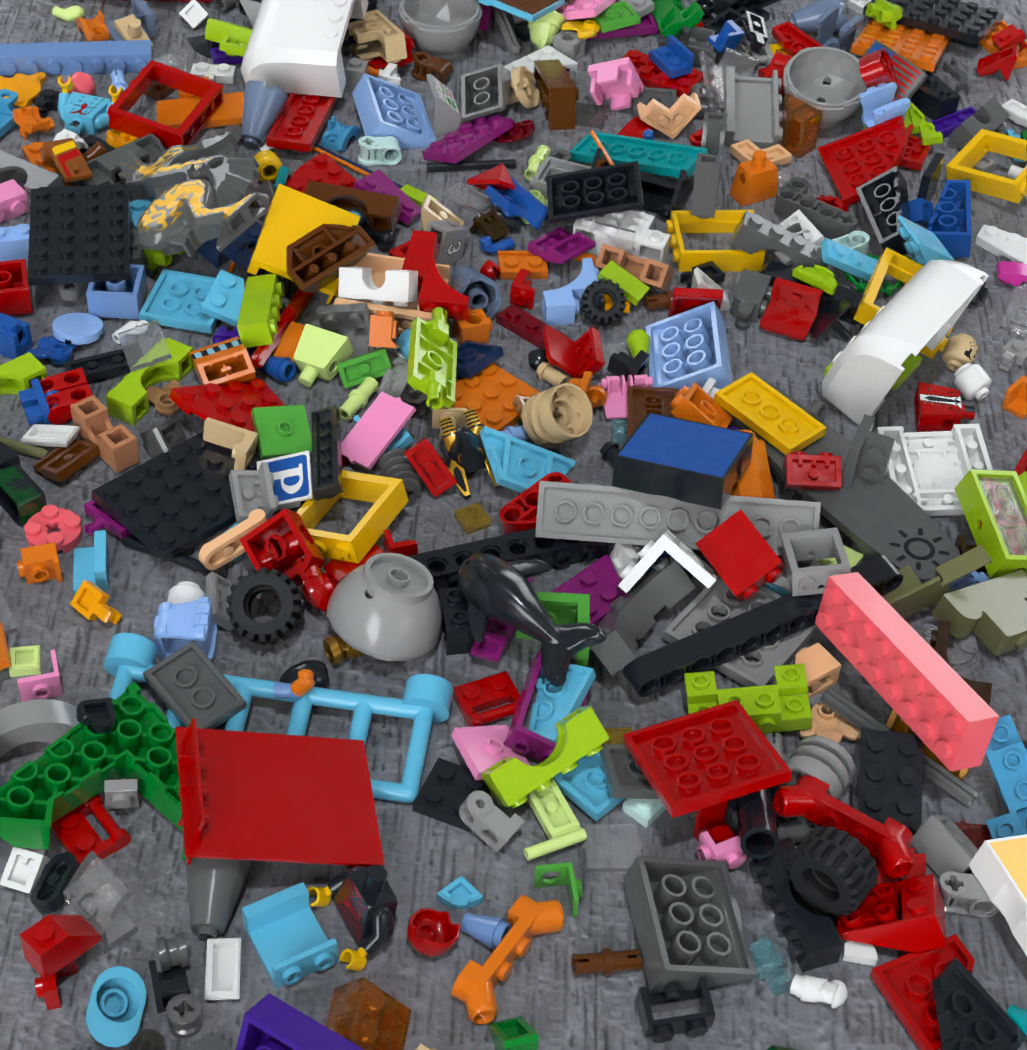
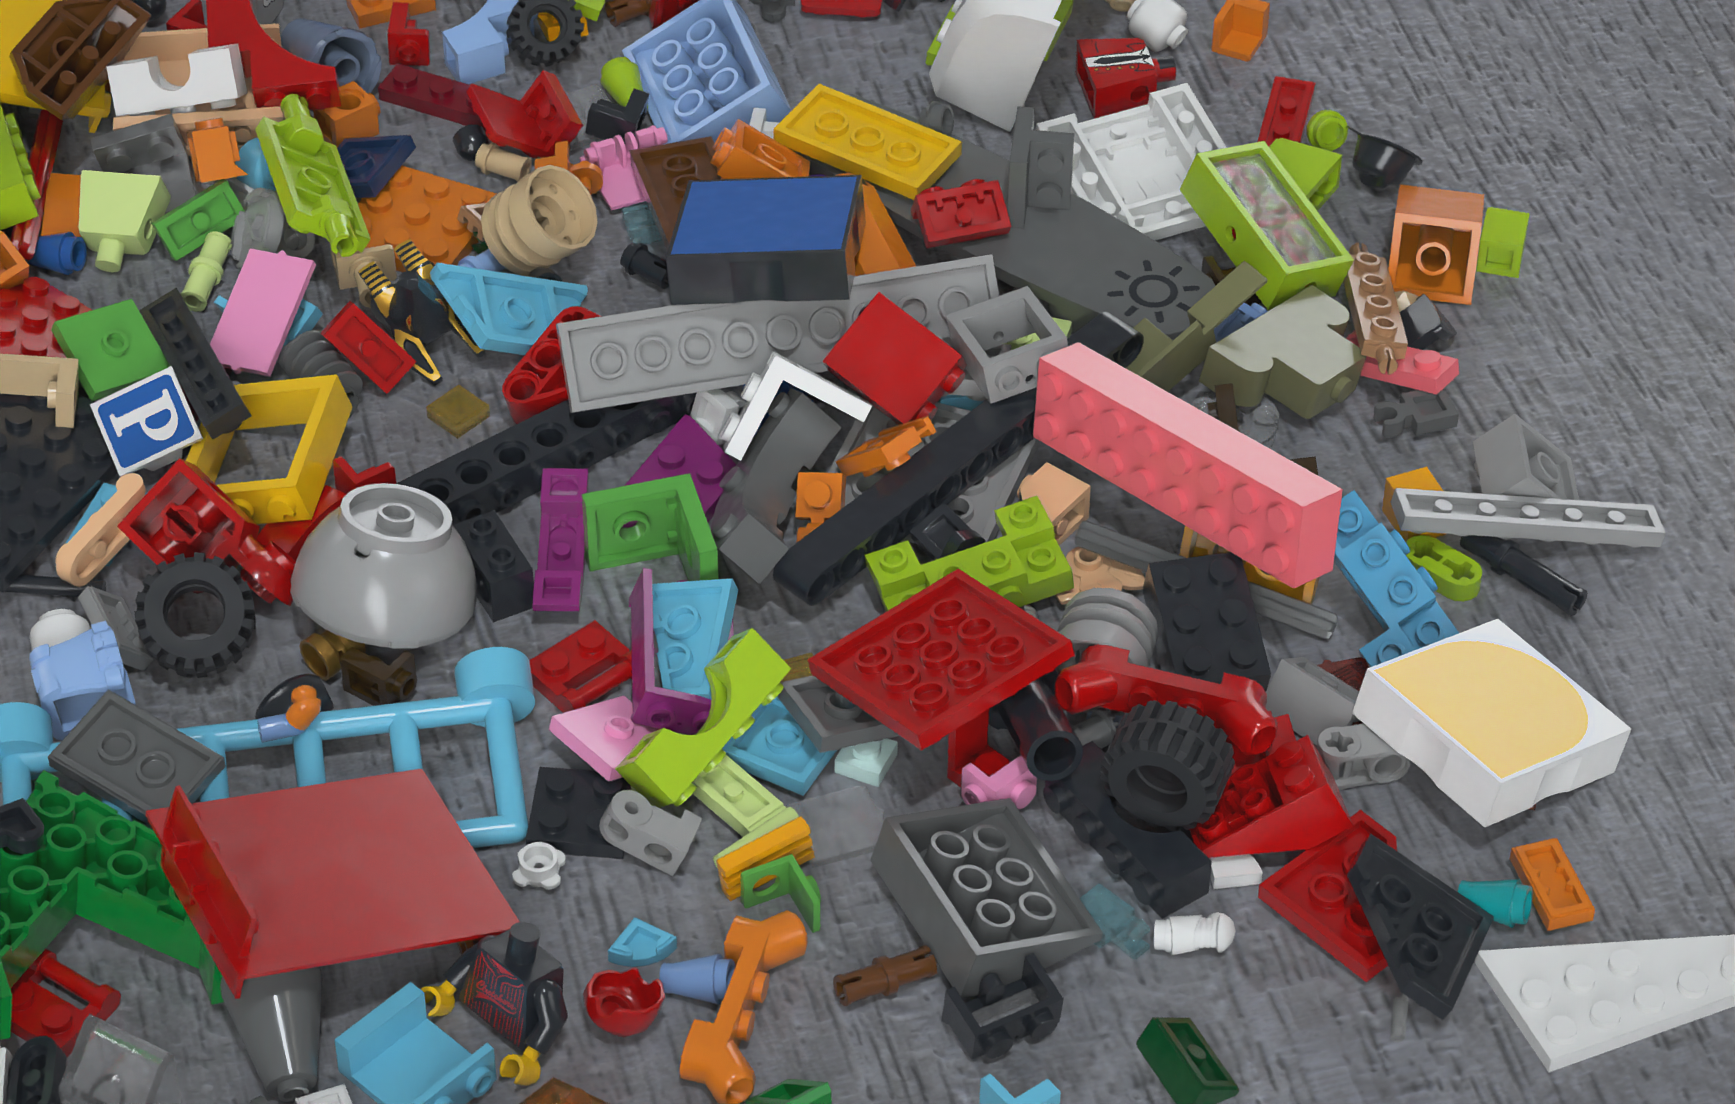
camera: 15 degrees left, 0 degrees up
(121, 793) = (85, 935): light grey bracket -> none
(253, 491) = (105, 450): light grey bracket -> none
(360, 675) = (375, 681): none -> dark brown bracket
(418, 817) = (539, 866): none -> white plate
(491, 270) = (342, 15): red hinge -> none
(504, 594) = (563, 503): black animal -> none
(572, 851) = (781, 842): none -> light orange tile
(668, 629) = (818, 498): none -> orange plate
(718, 609) = (887, 450): none -> orange plate
(739, 672) = (944, 533): none -> black tile

